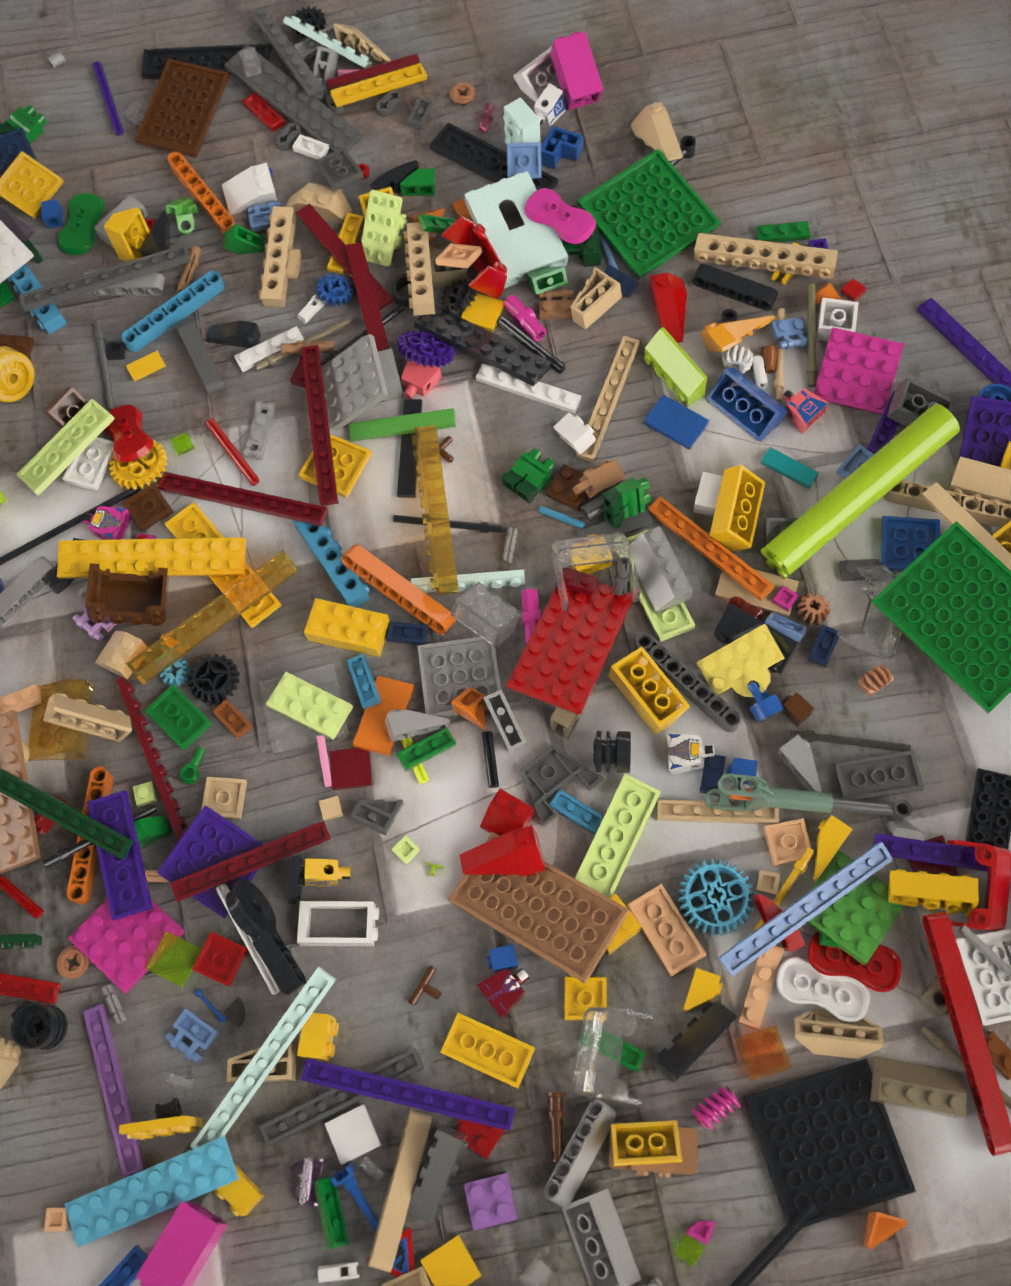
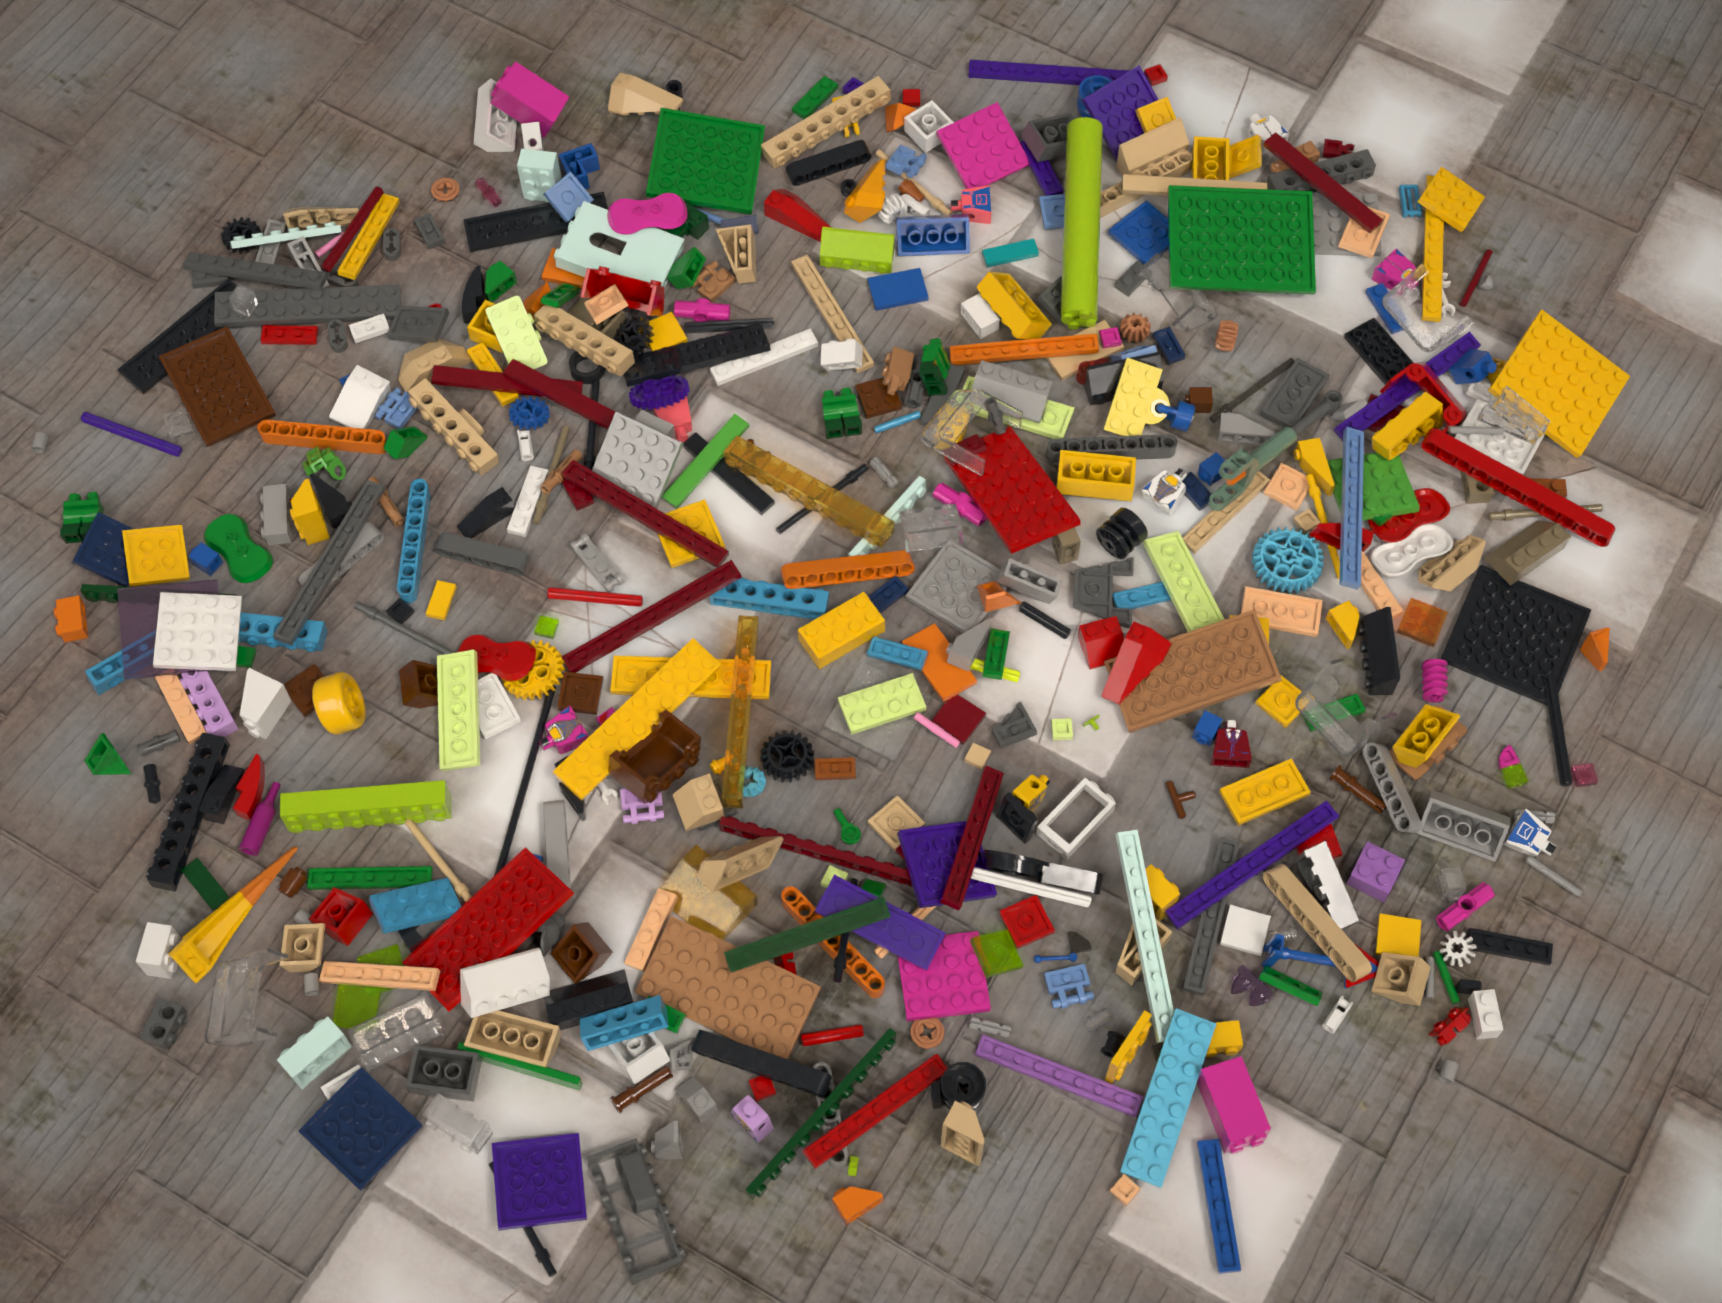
camera: 55 degrees left, 5 degrees down
(178, 717) = (794, 806): green plate -> none
(812, 367) = (947, 173): olive bar -> none

